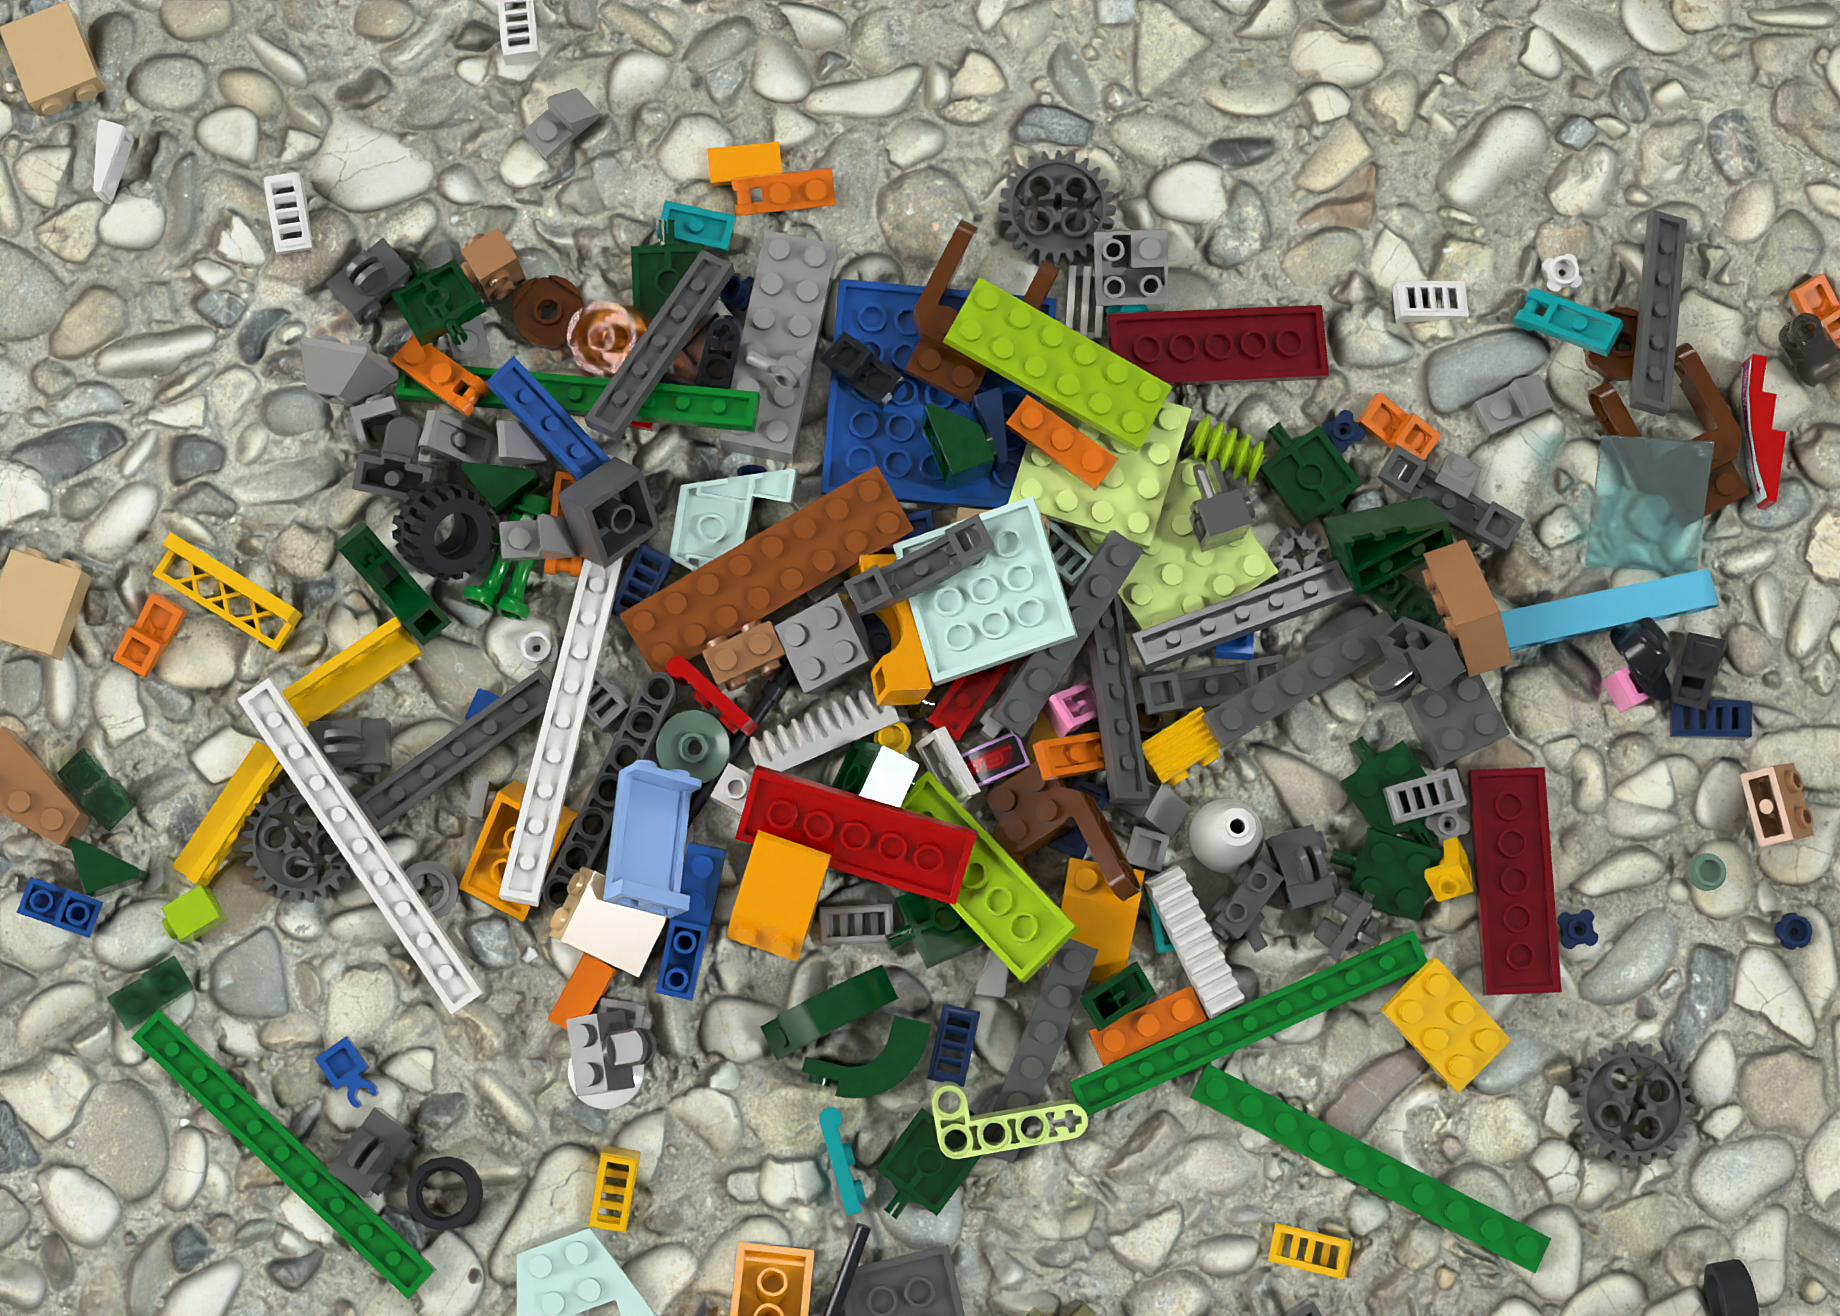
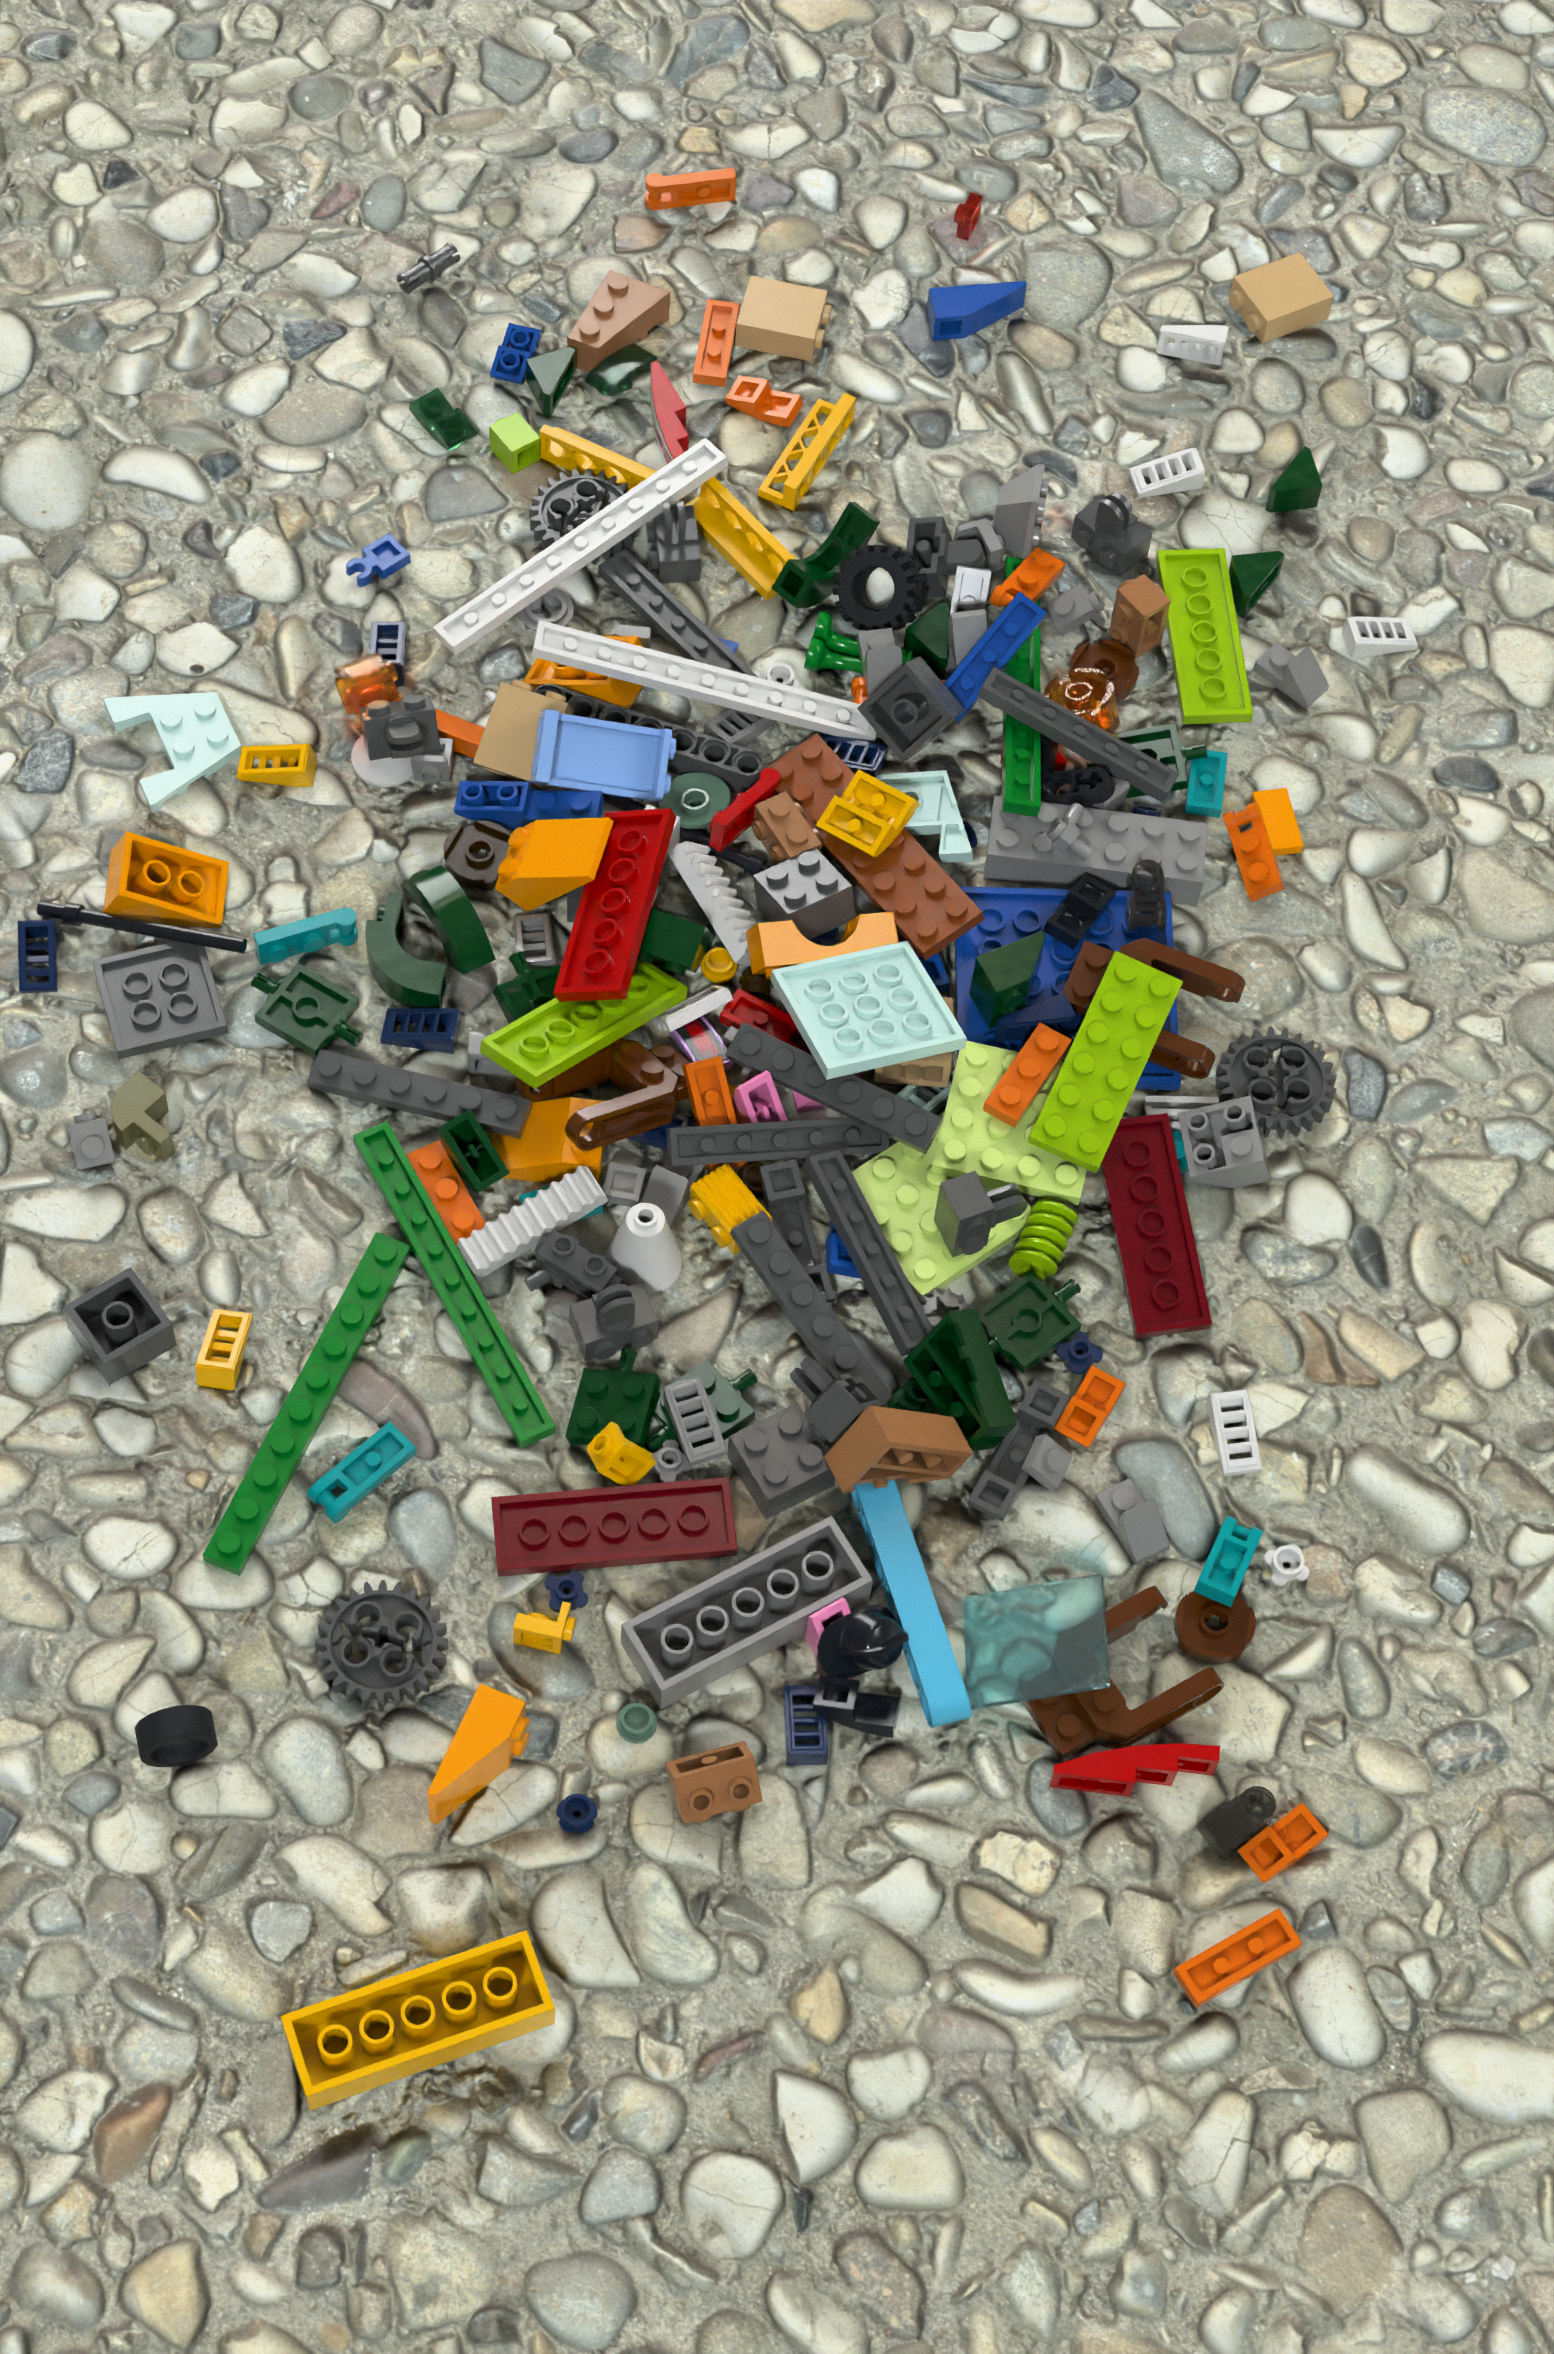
camera: 85 degrees right, 20 degrees down
(41, 406) = (966, 309): none -> blue slope
(63, 680) = (716, 343): none -> orange plate
(169, 742) = (667, 415): none -> slope
(284, 1153) = (301, 521): green plate -> none
(315, 77) = (1297, 486): none -> dark green slope
(373, 1153) = (306, 578): dark grey brick -> none
(416, 1186) = (270, 615): black tyre -> none
(438, 302) = (1092, 572): dark green plate -> none
(439, 146) = (1252, 577): none -> dark green slope
(501, 1066) = (390, 648): none -> slope
(520, 201) = (1204, 637): none -> lime plate
(539, 1083) = (365, 682): none -> clear orange brick
(744, 569) = (868, 814): none -> yellow slope
(750, 997) = (473, 838): none -> dark brown plate
(863, 303) = (1145, 904): none -> clear smoke piece
(921, 569) = (878, 950): dark grey slope -> none
(1010, 1120) = (342, 1060): yellowish green beam -> none
(1338, 937) = (554, 1365): dark grey hips -> none
(1445, 1024) = (458, 1461): yellow plate -> none
(1450, 1117) = (362, 1471): none -> teal plate
(1613, 763) = (743, 1611): none -> light grey brick
(1622, 955) = (542, 1633): none -> yellow bracket
(1658, 313) = (1252, 1647): dark grey plate -> none
(1751, 1014) = (480, 1750): none -> light orange slope

